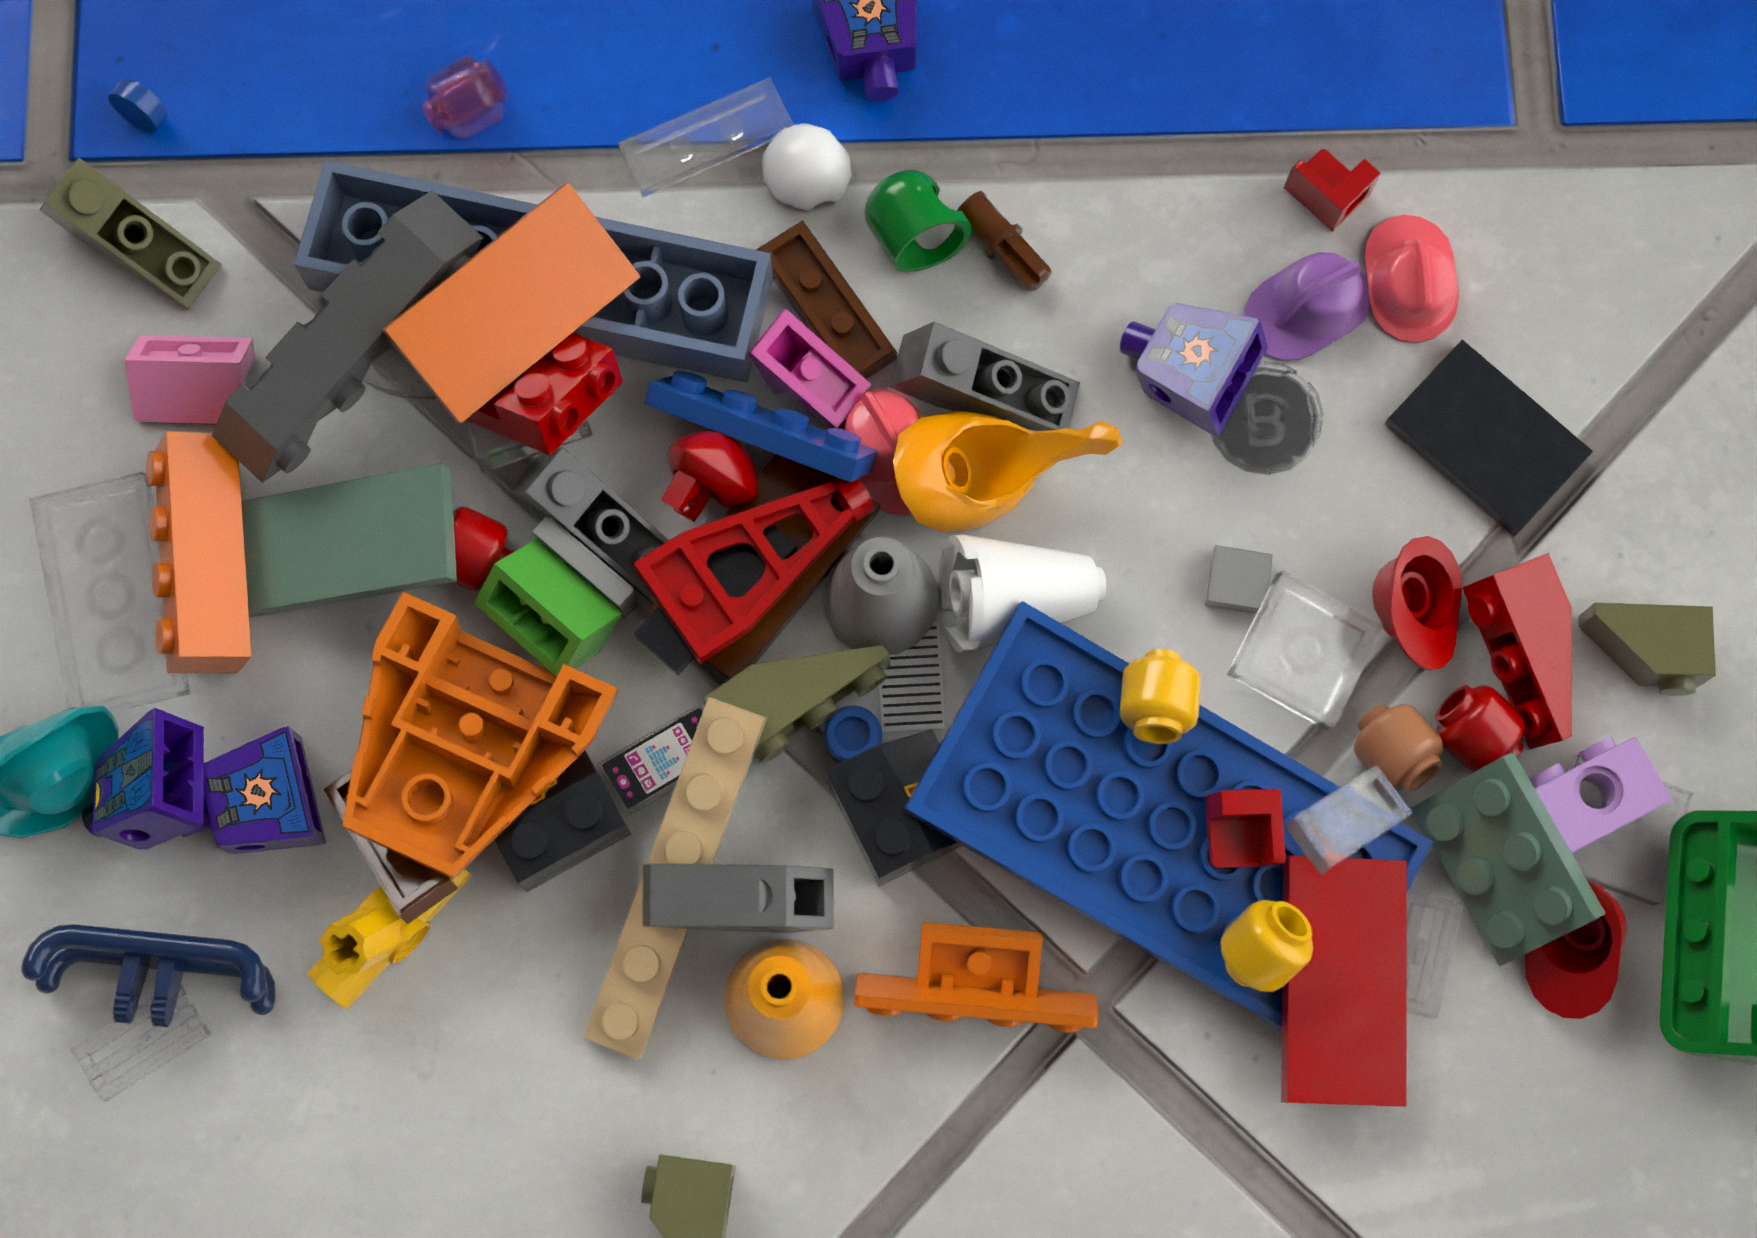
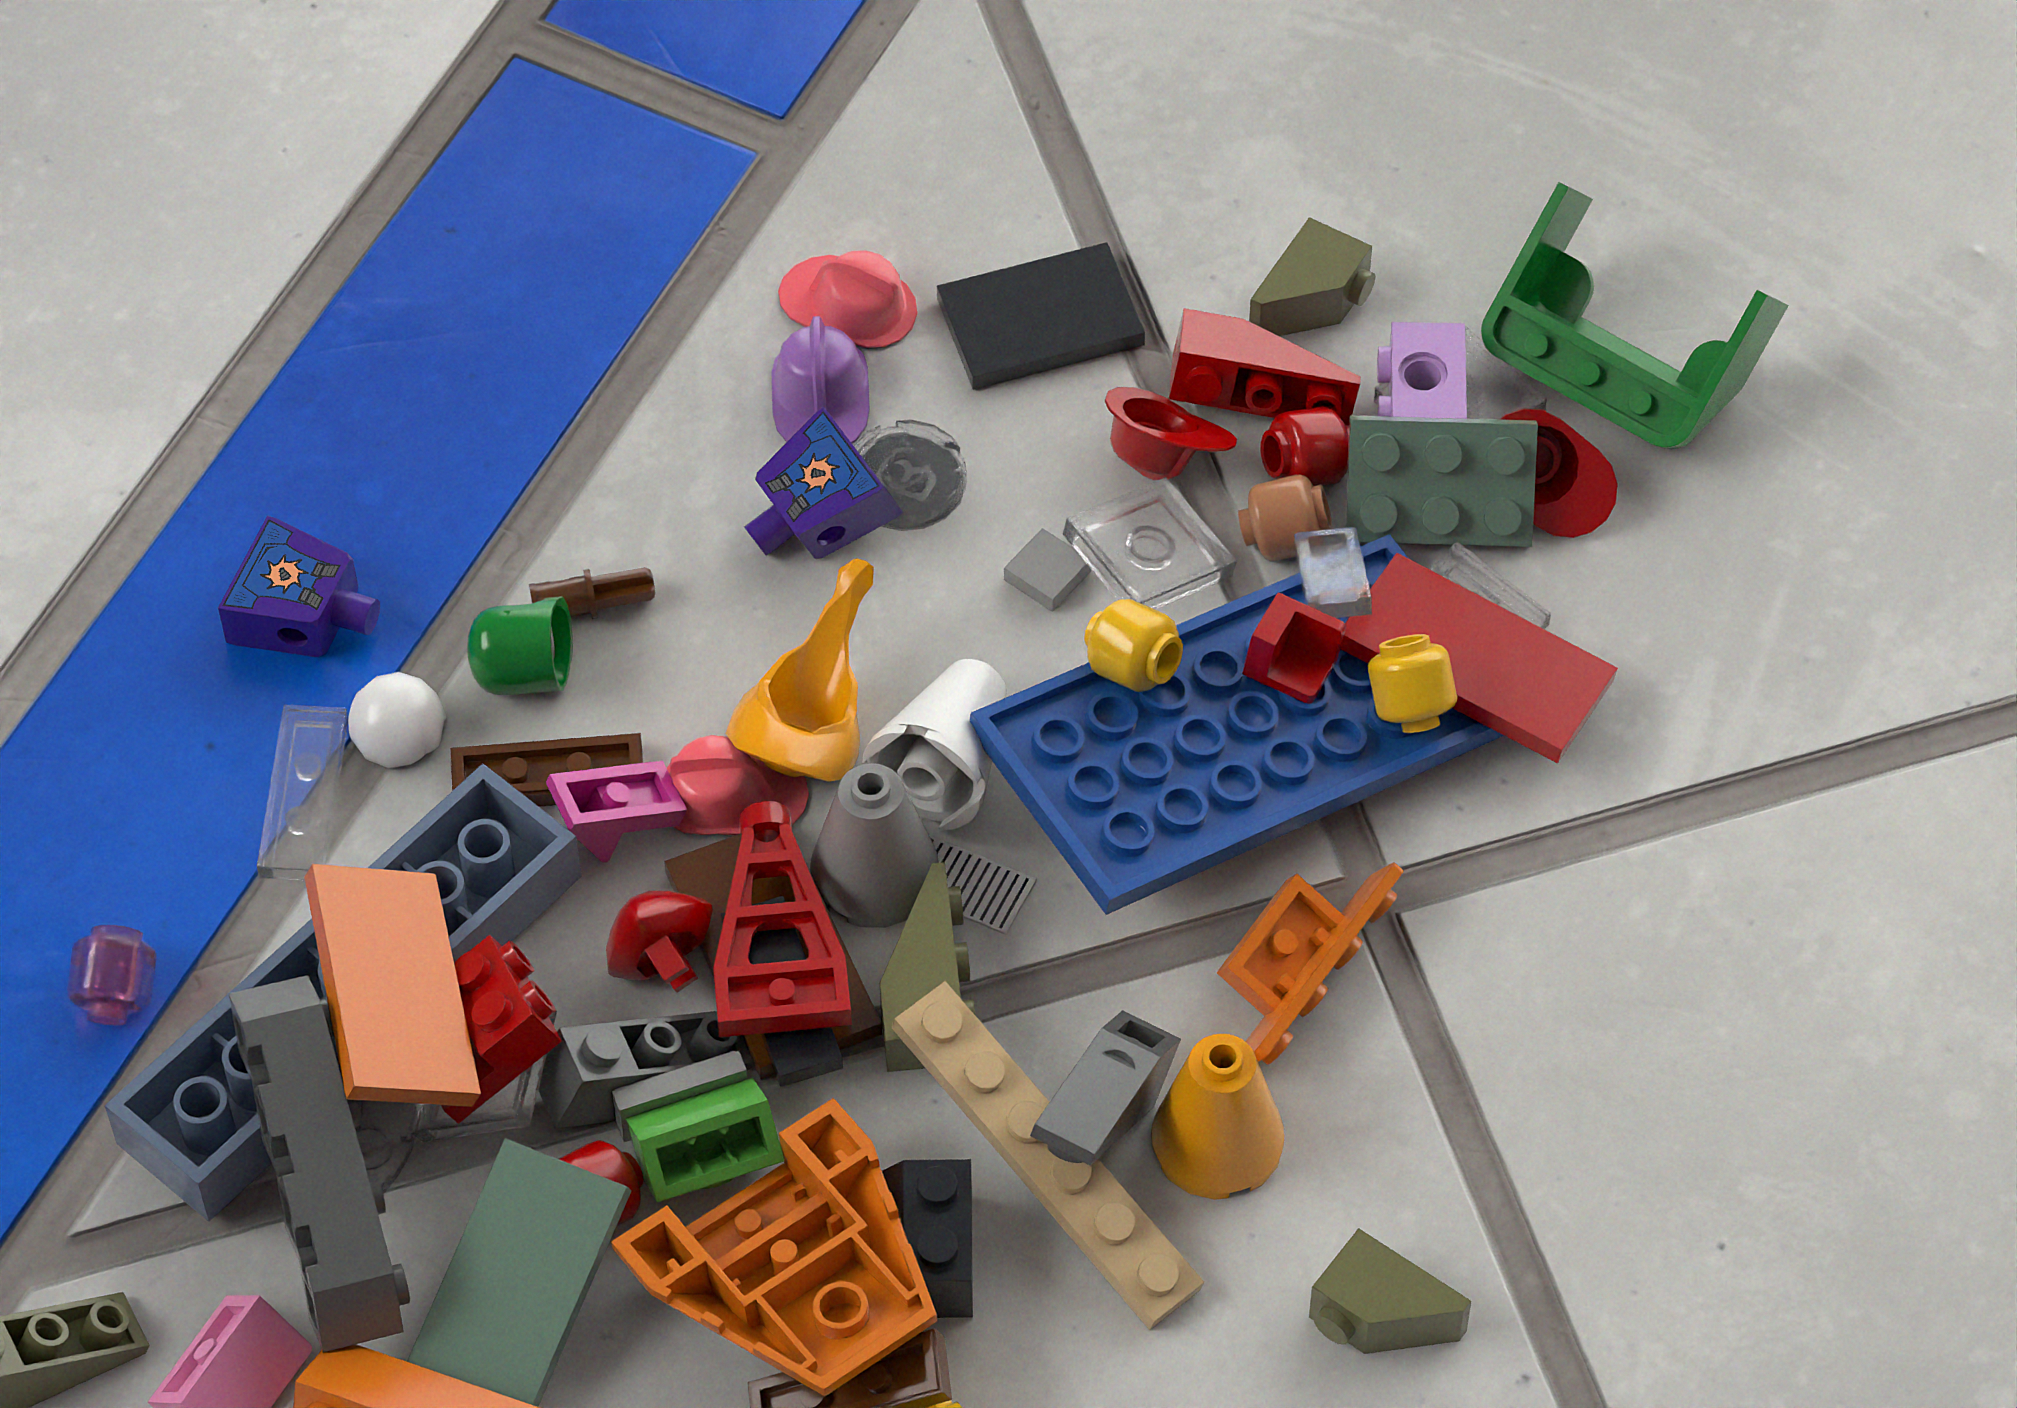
camera: 60 degrees left, 20 degrees down
(652, 763) = (914, 1114): tile -> none
(779, 432) = (620, 881): blue plate -> none
(851, 733) = (997, 955): blue tile -> none
(871, 797) = (1091, 957): black slope -> none
(979, 378) = (701, 681): dark grey slope -> none
(1330, 188) = (722, 317): red panel -> none

